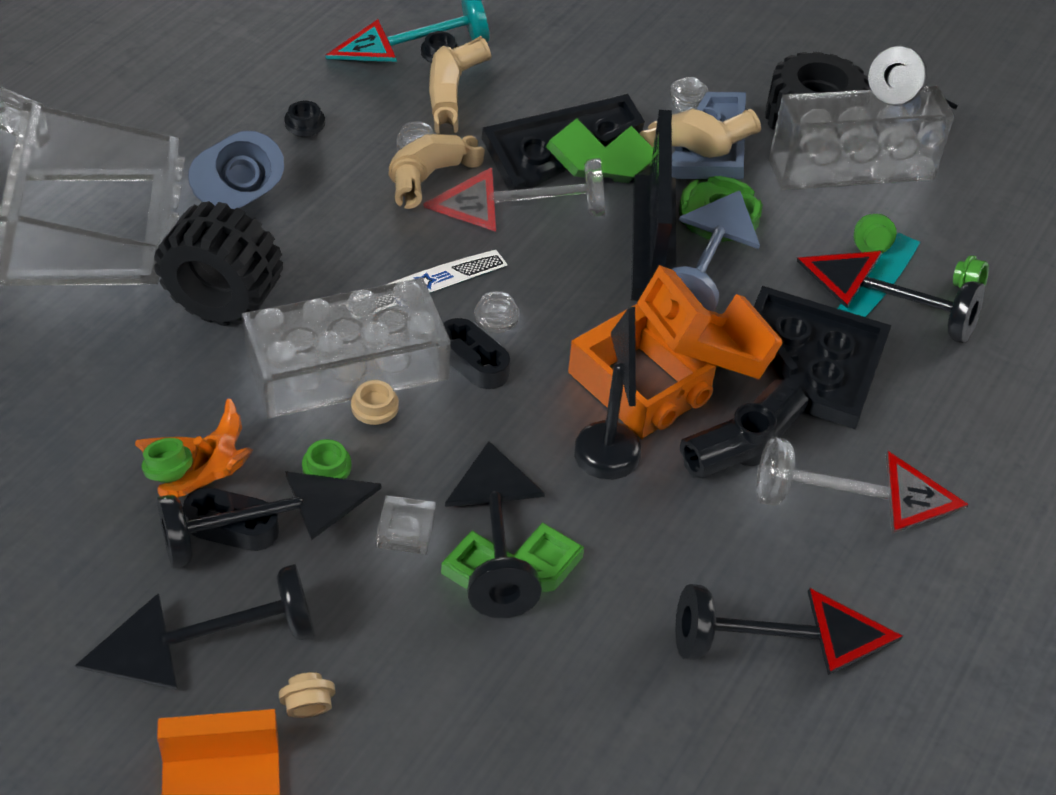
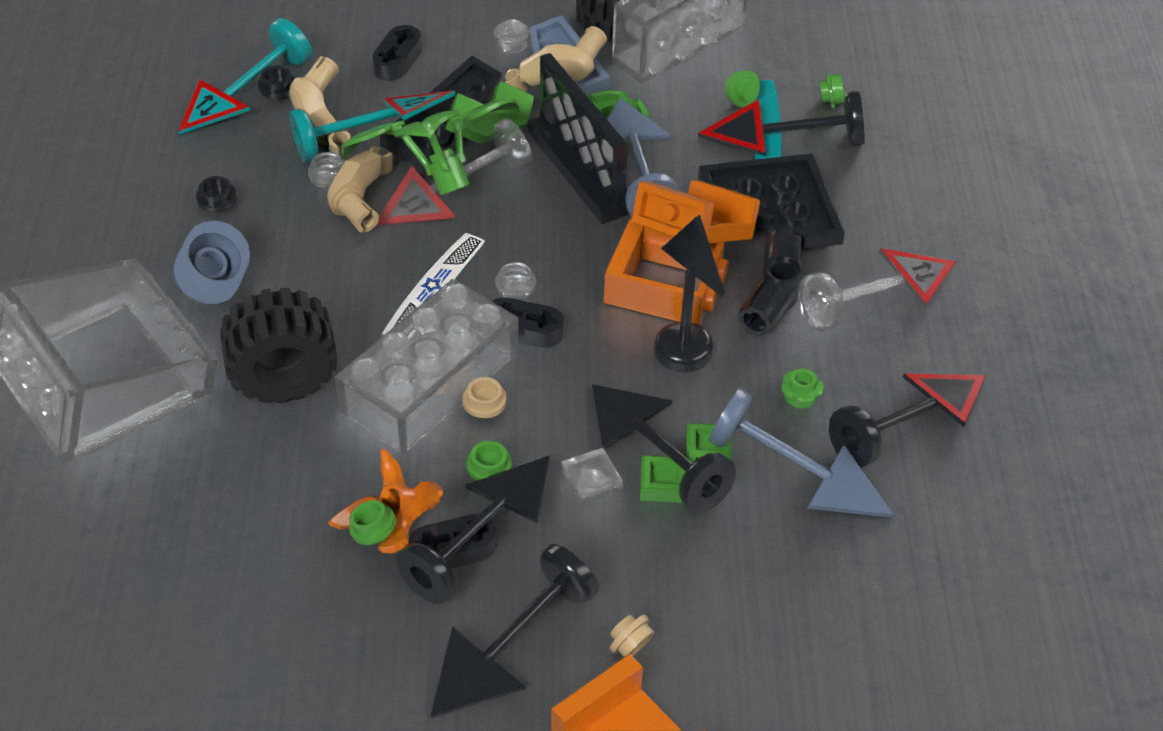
camera: 30 degrees left, 0 degrees up
(415, 99) = (403, 106): none -> teal piece
(508, 175) = (445, 166): none -> bright green plant
(569, 66) = (397, 52): none -> black beam
(645, 669) = (844, 484): none -> sand blue piece
(689, 557) = (801, 388): none -> bright green plate

